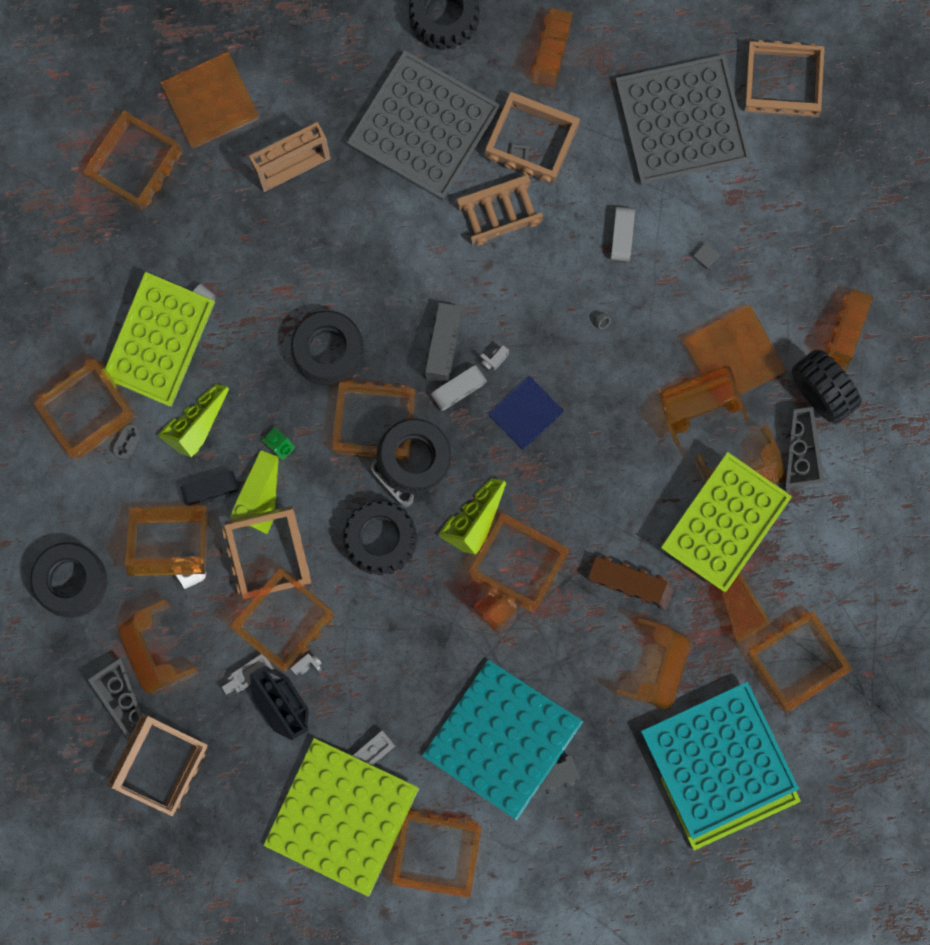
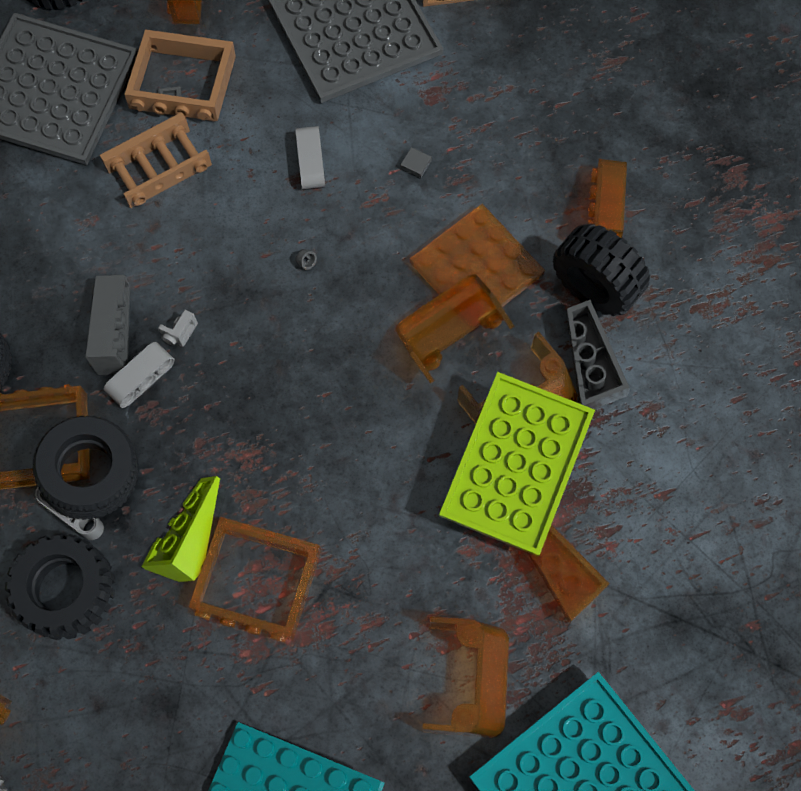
camera: 15 degrees left, 10 degrees down
(497, 611) = (238, 652): clear orange wedge -> none
(526, 413) = (232, 388): clear blue piece -> none
(631, 582) = (411, 571): reddish brown wedge -> none
(773, 638) = (657, 692): clear orange window -> none

